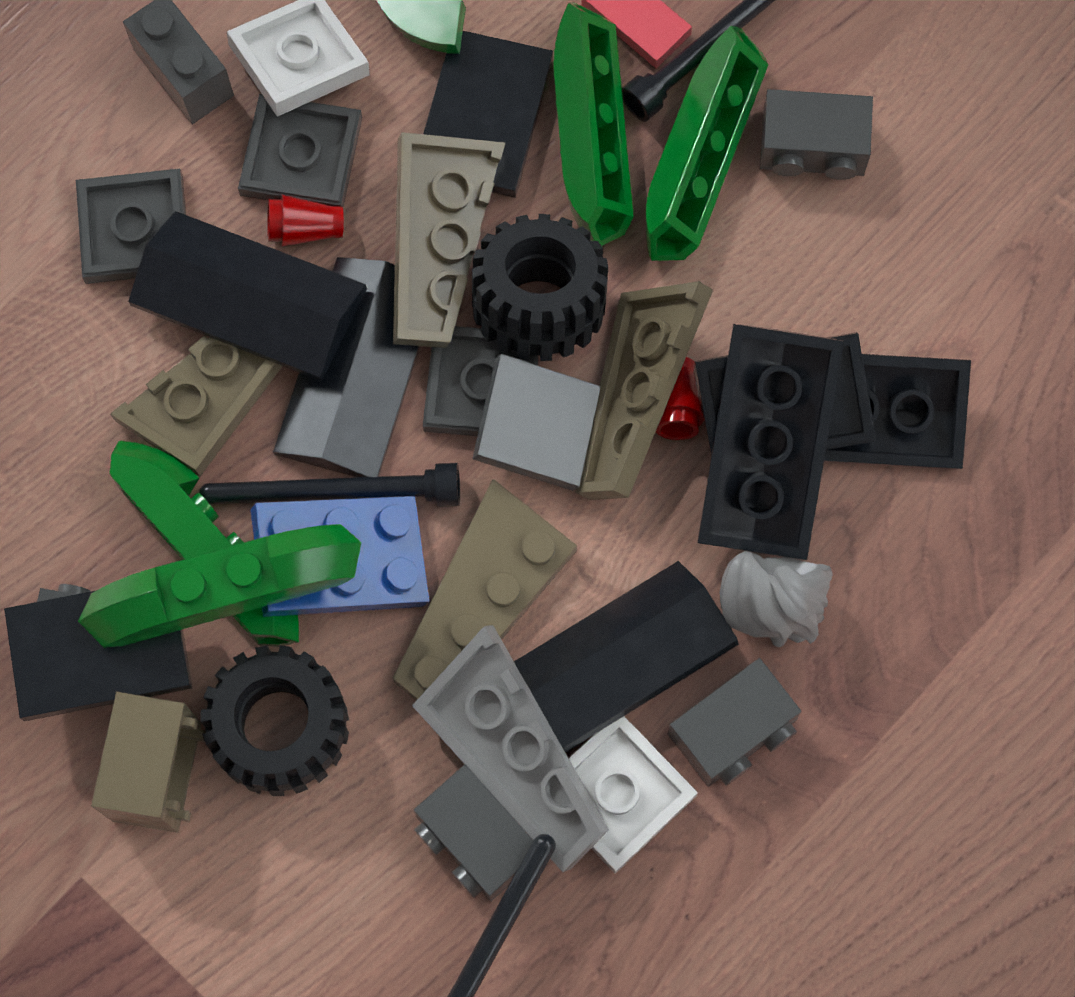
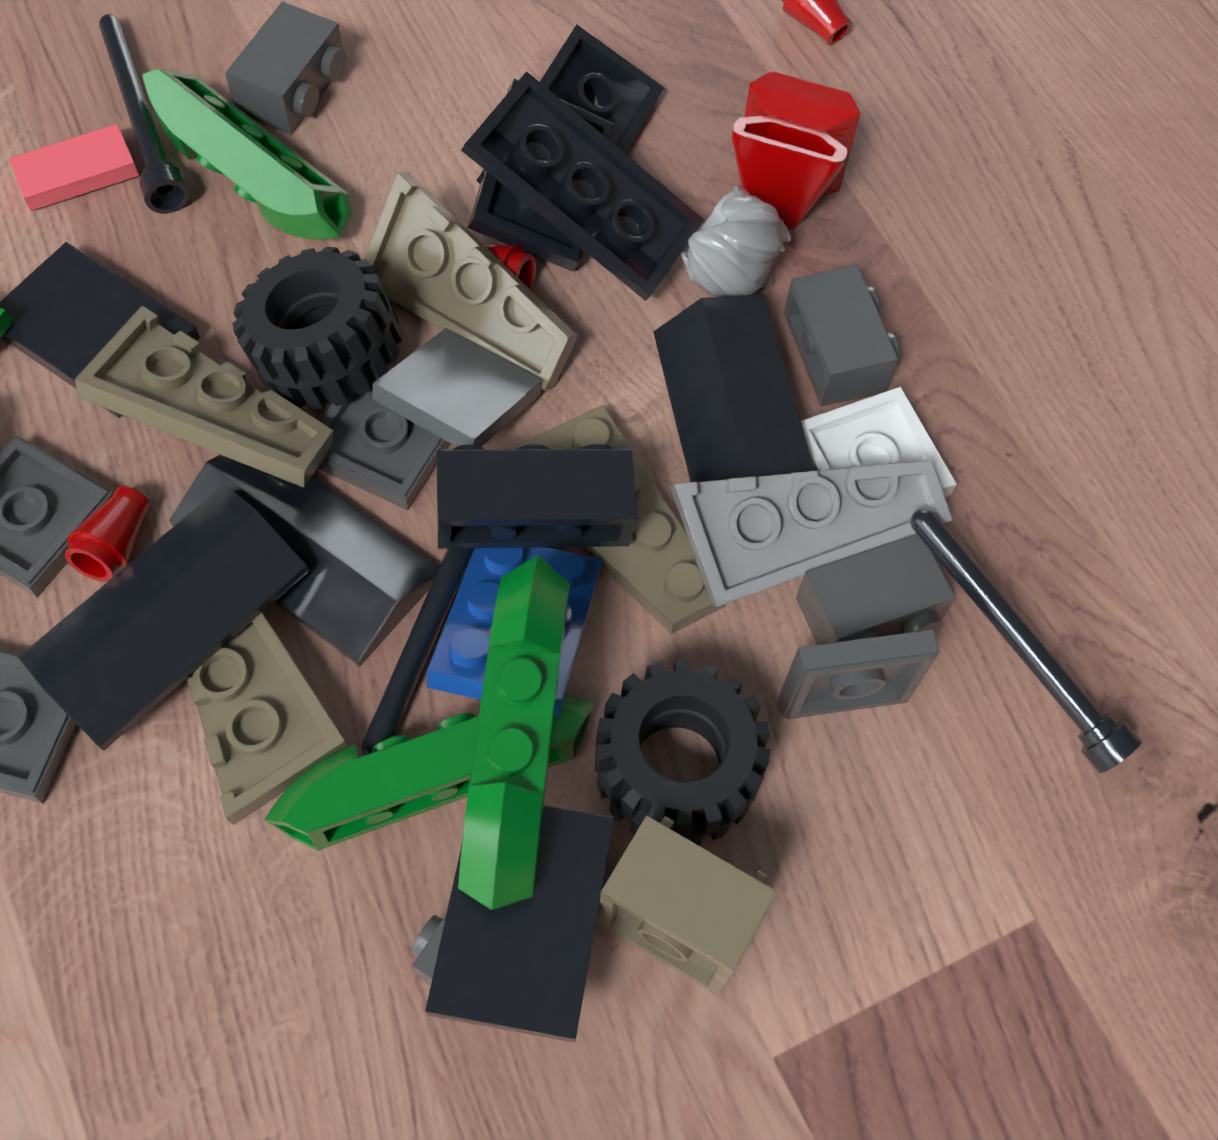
camera: 75 degrees left, 10 degrees down
(384, 833) = (857, 674): none -> dark grey tile
(442, 521) = (535, 497): none -> black brick
(592, 123) = (144, 227): green brick -> none
(909, 607) = (793, 142): none -> red piece

